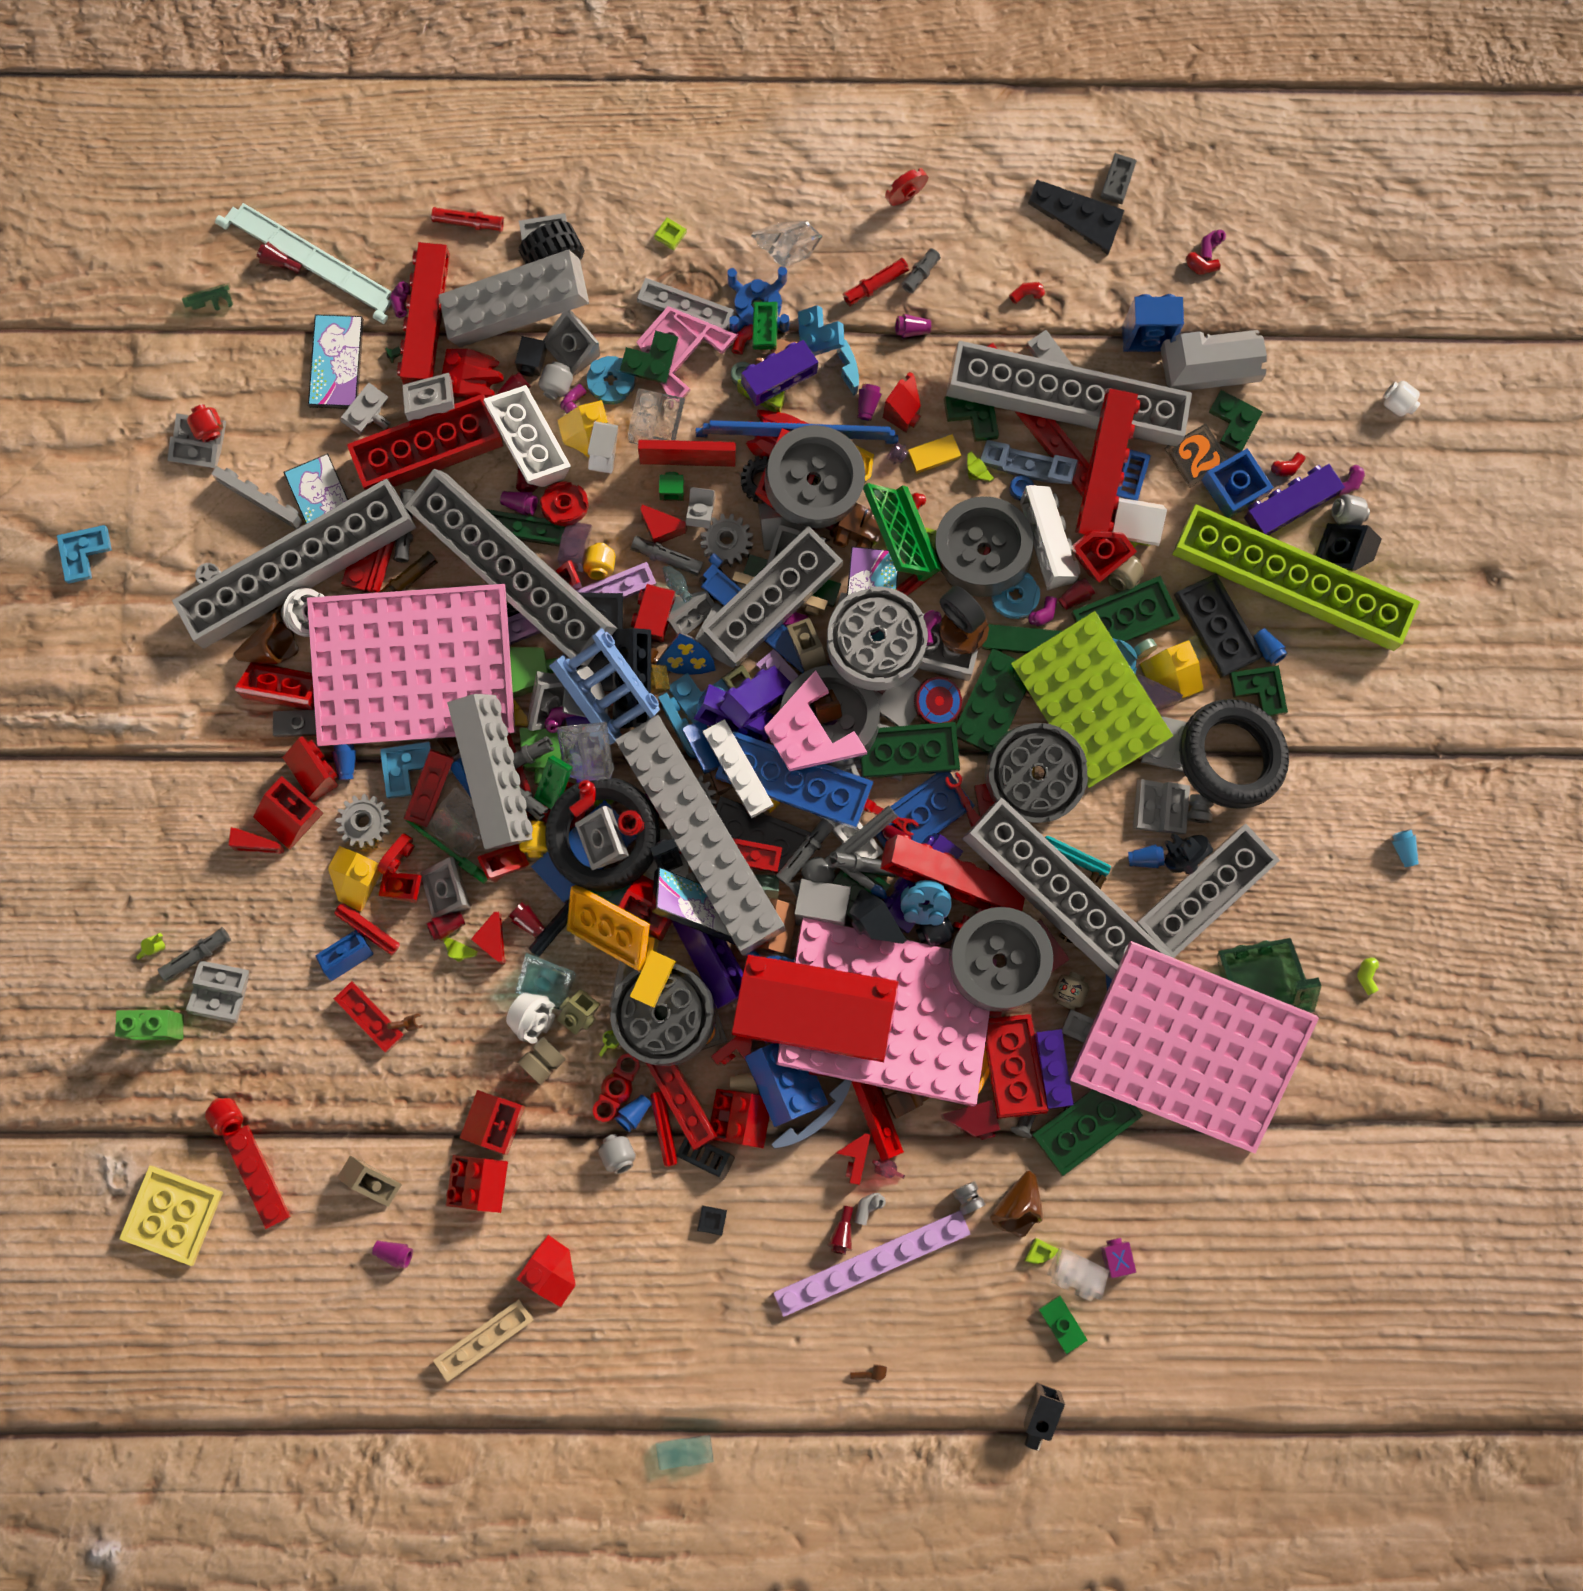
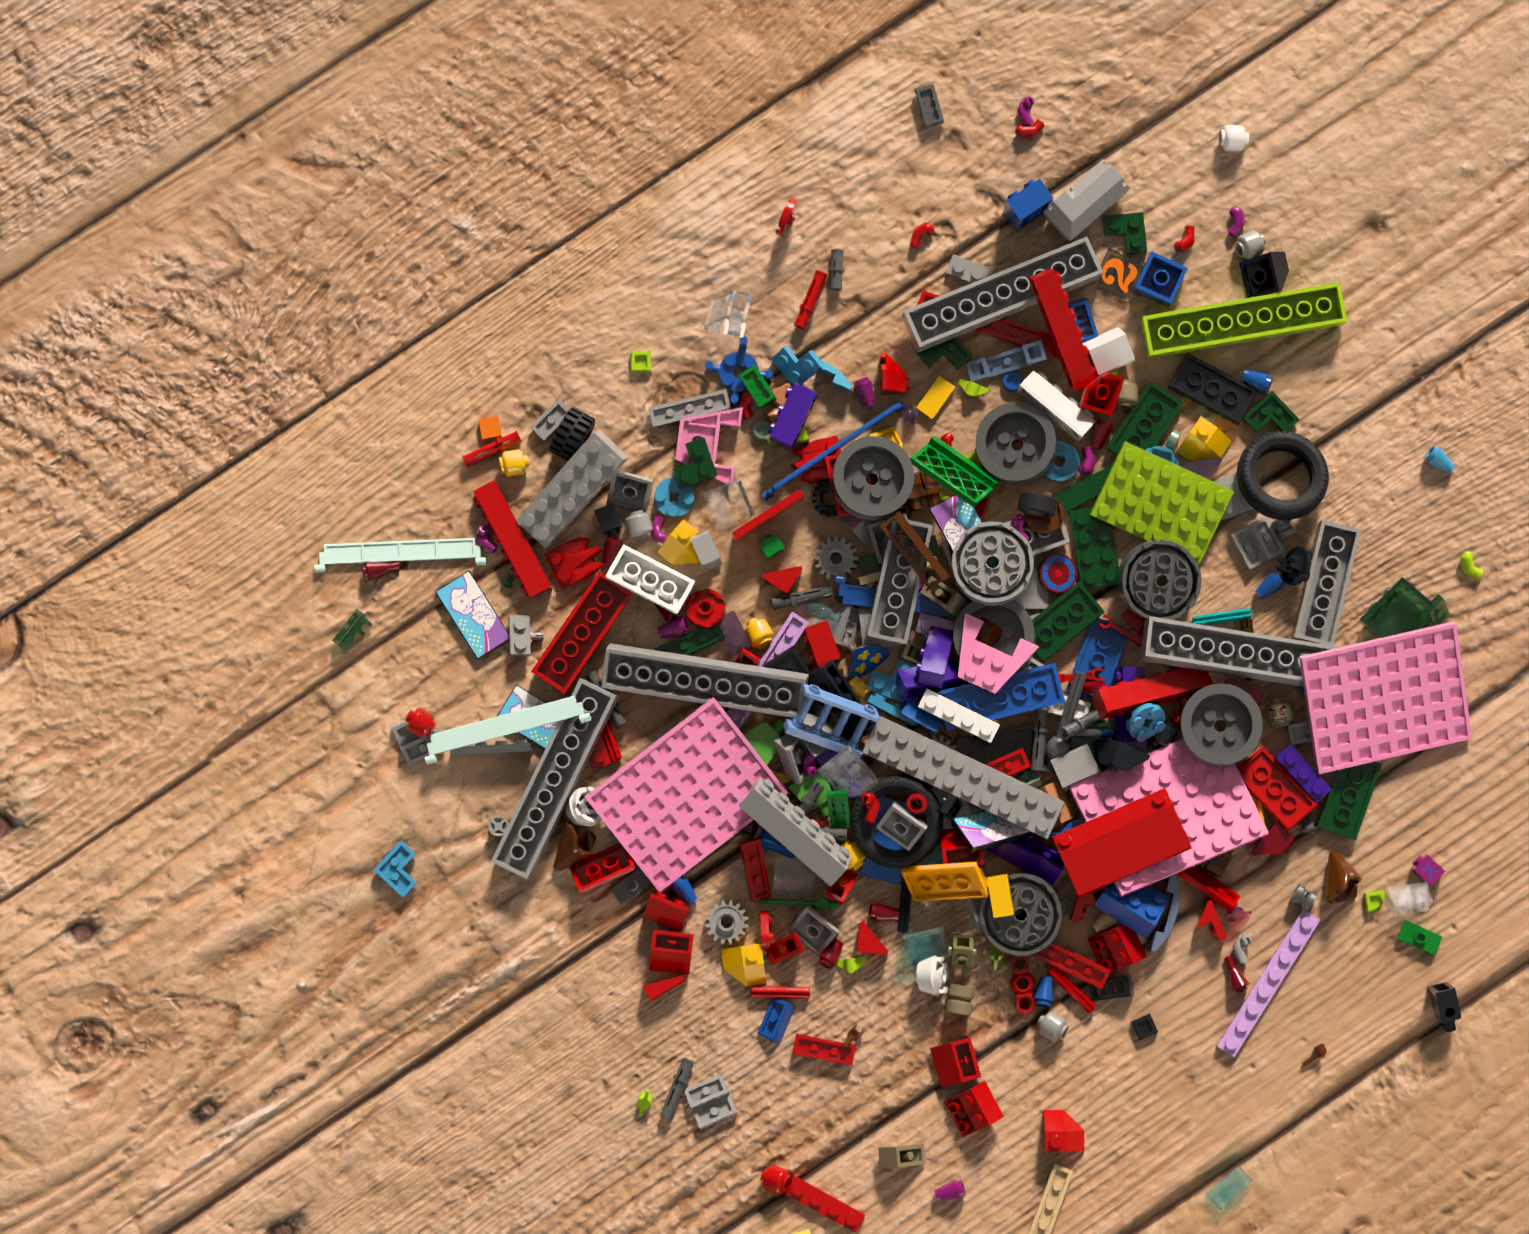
camera: 30 degrees left, 5 degrees up
(149, 1025) = (679, 1160): bright green window -> none
(282, 478) = (505, 725): none -> light aqua piece
(398, 763) = (720, 866): dark azure plate -> none
(411, 574) = (631, 745): dark brown pin -> none
(428, 397) = (563, 599): light grey plate -> none
(477, 244) = (513, 463): none -> yellow head
(481, 199) = (490, 427): none -> orange tile
(700, 507) = (804, 549): light grey slope -> none
(815, 571) = (921, 547): none -> reddish brown fence
(912, 326) = (857, 315): magenta cone -> none
(1084, 215) = (920, 150): black wing -> none
(1295, 501) = (1207, 265): dark purple brick -> none

